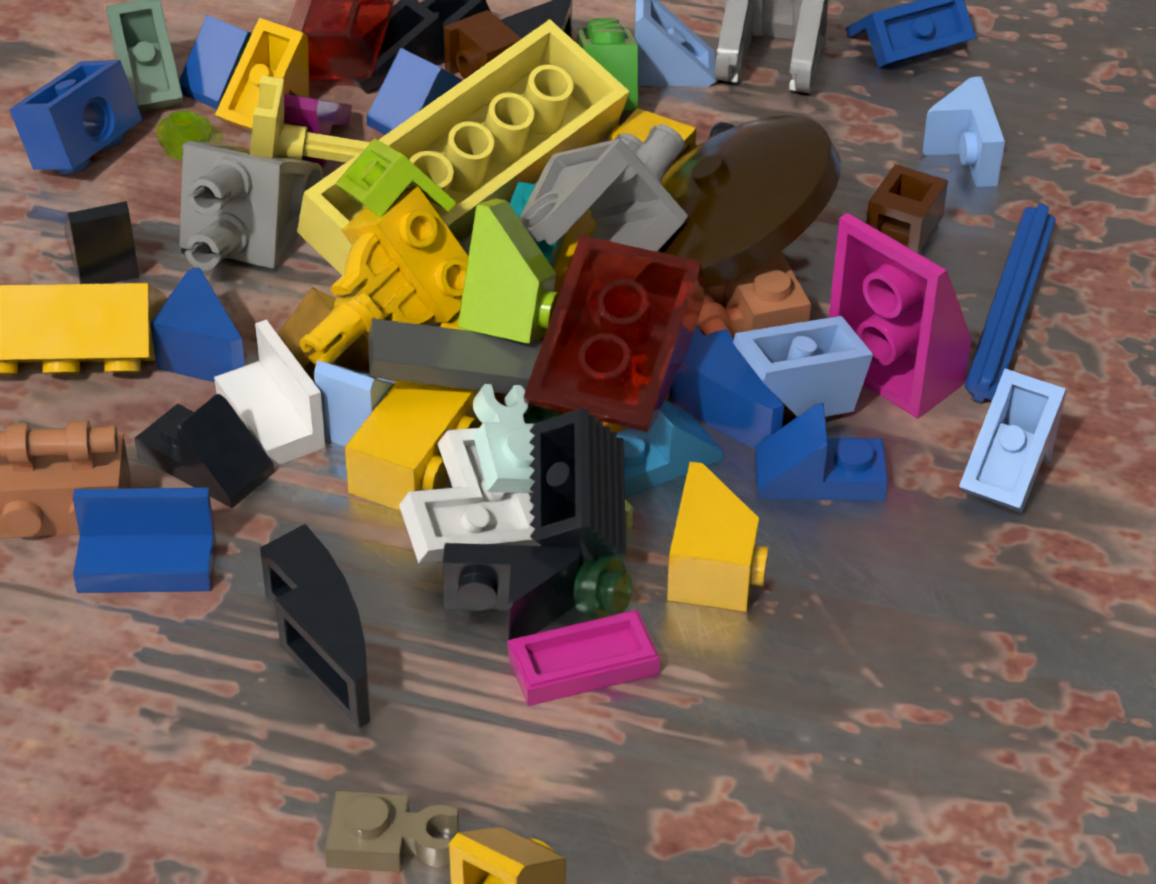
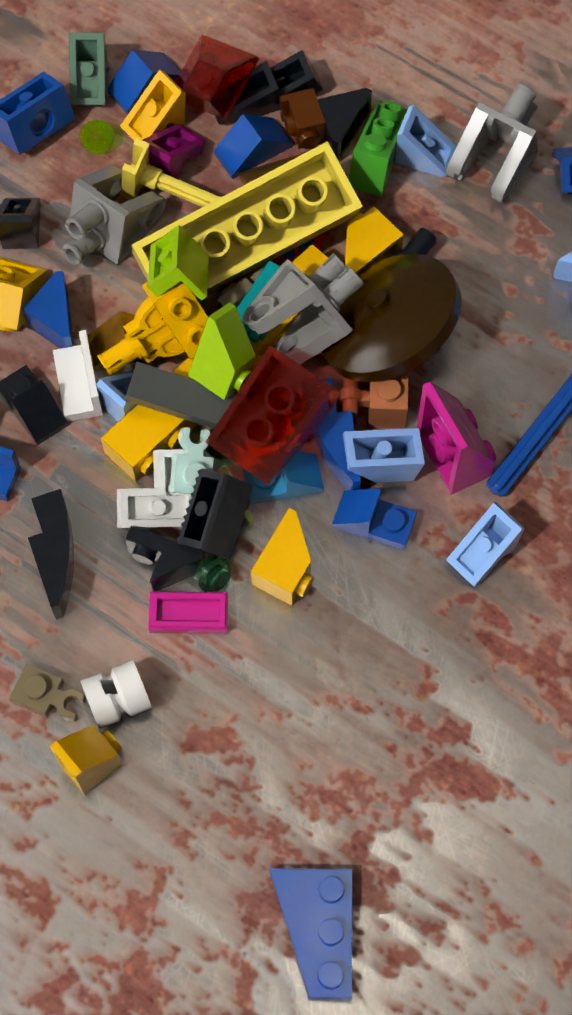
camera: 20 degrees right, 25 degrees up
(523, 781) = (116, 694): none -> white wheel
(908, 206) = (499, 338): reddish brown brick -> none

